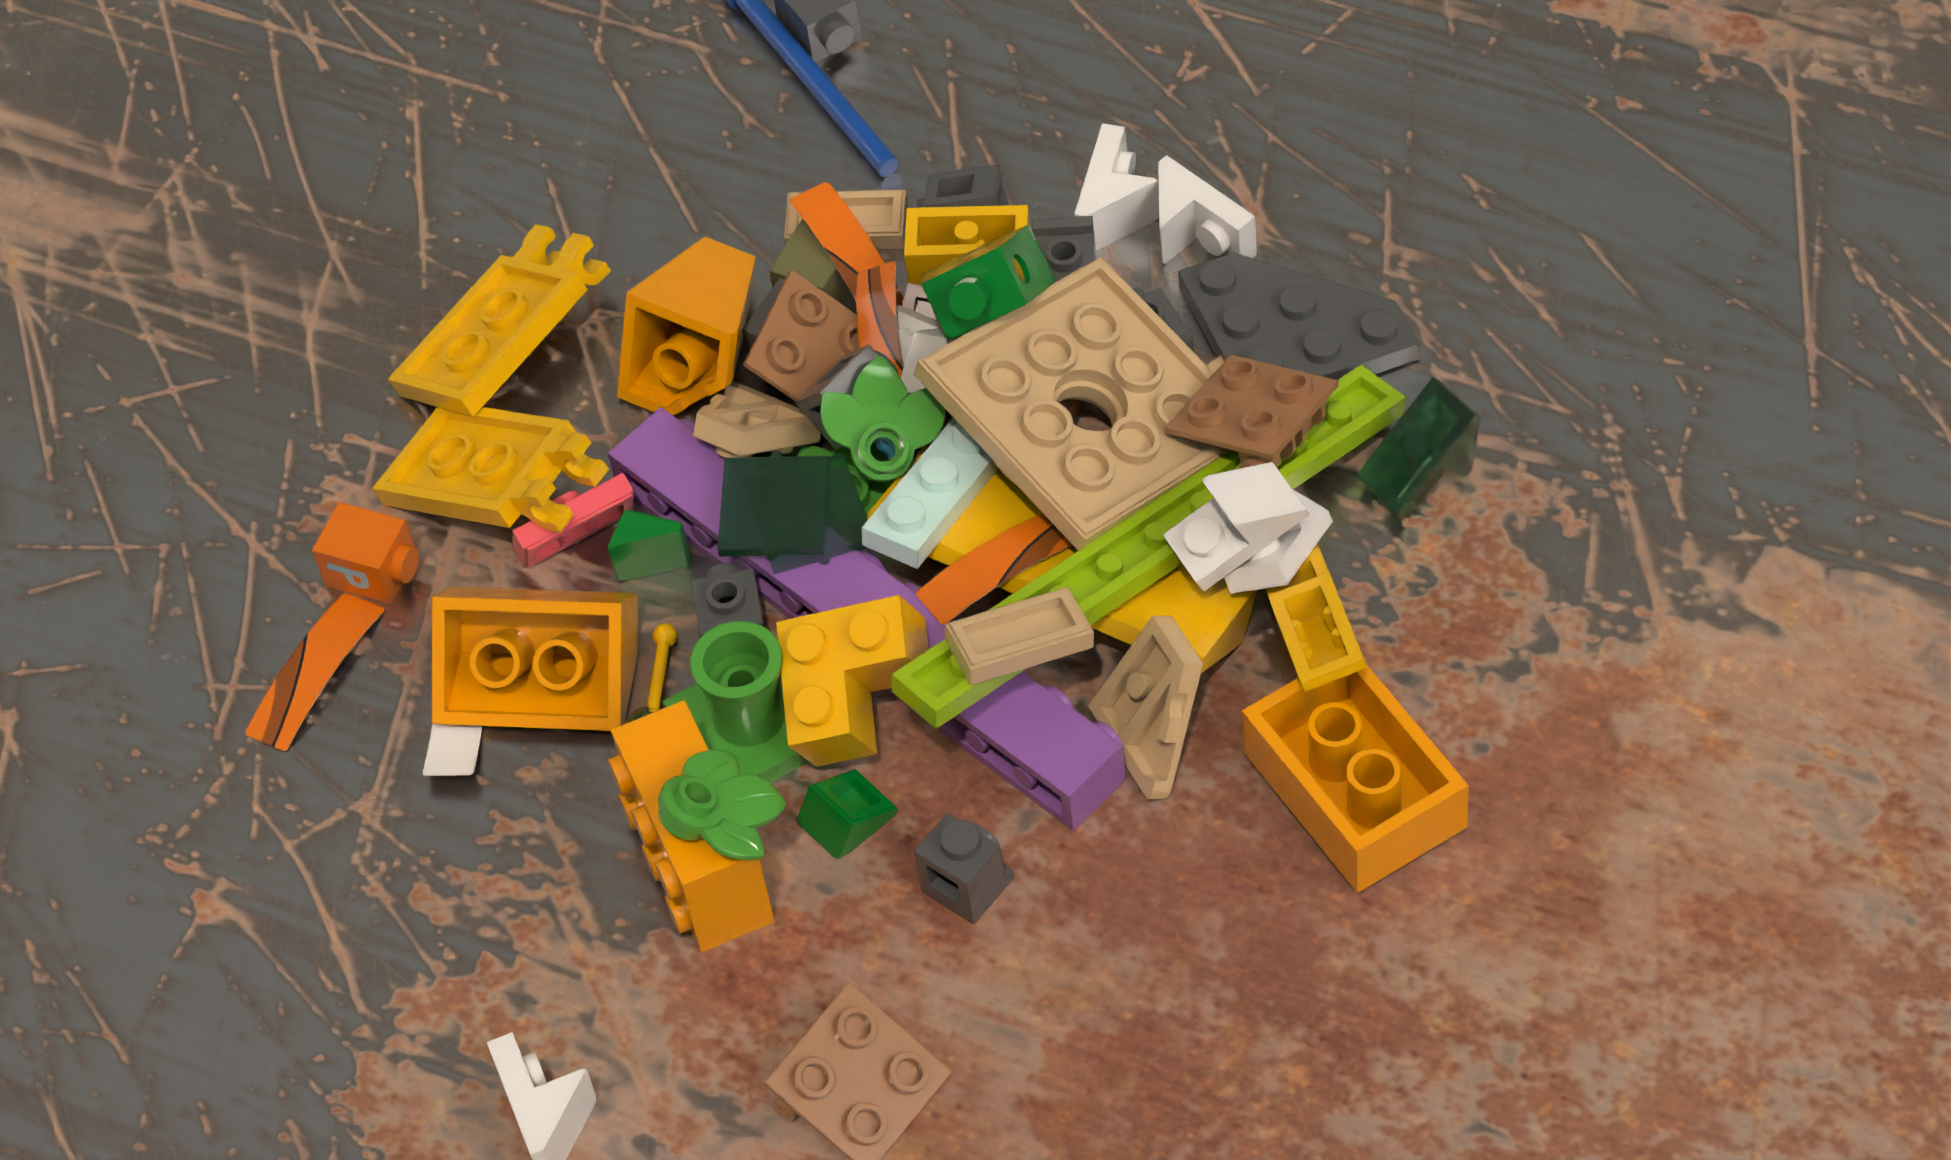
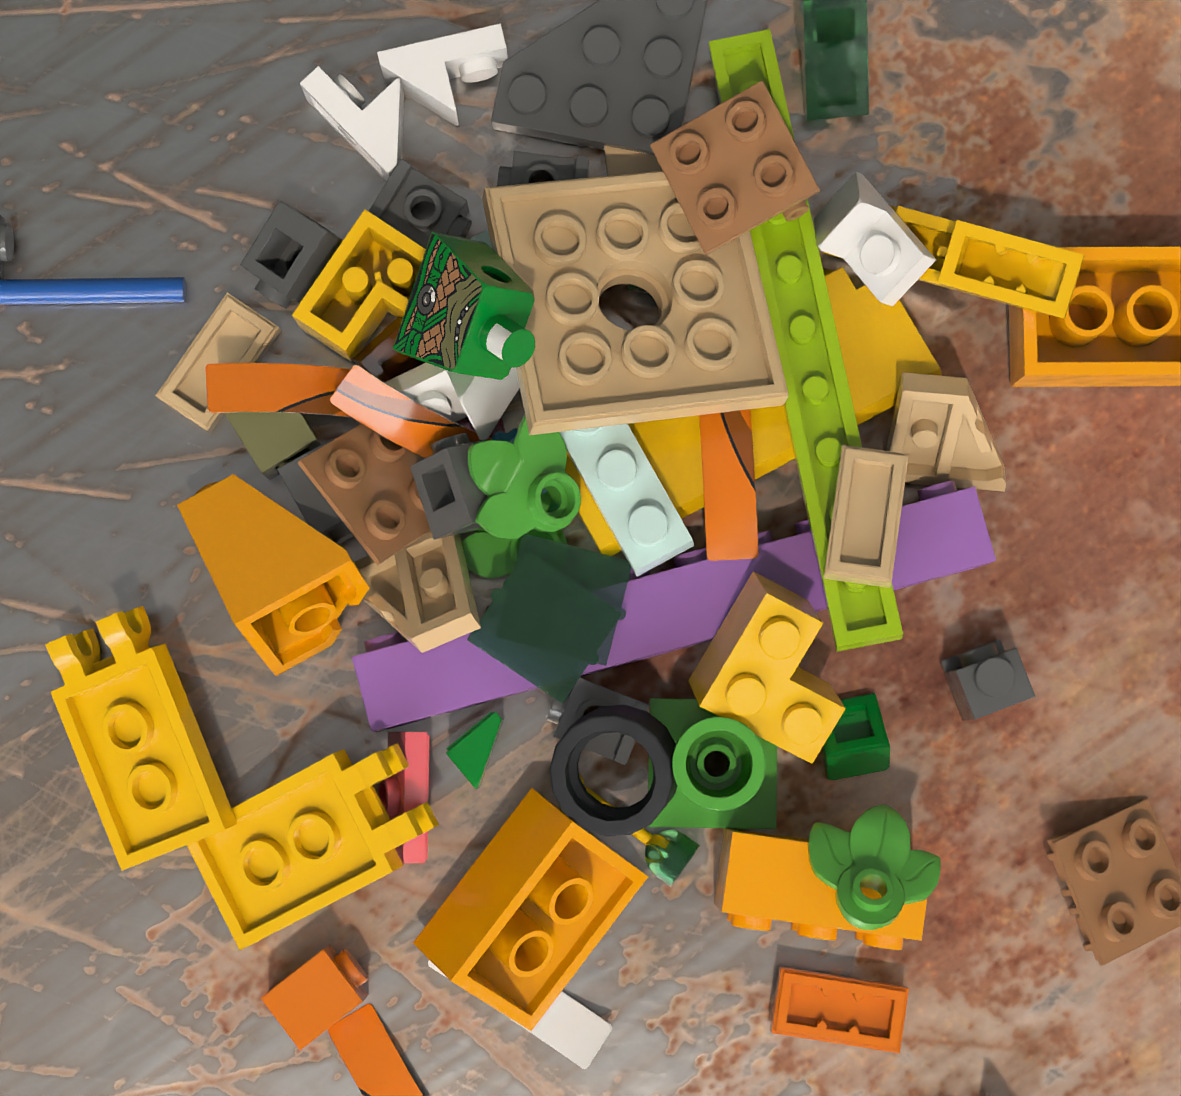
camera: 70 degrees left, 30 degrees up
(595, 929) = (839, 1009): none -> orange plate
(665, 589) = (585, 808): none -> black tyre
(1244, 517) = (868, 264): white slope -> none

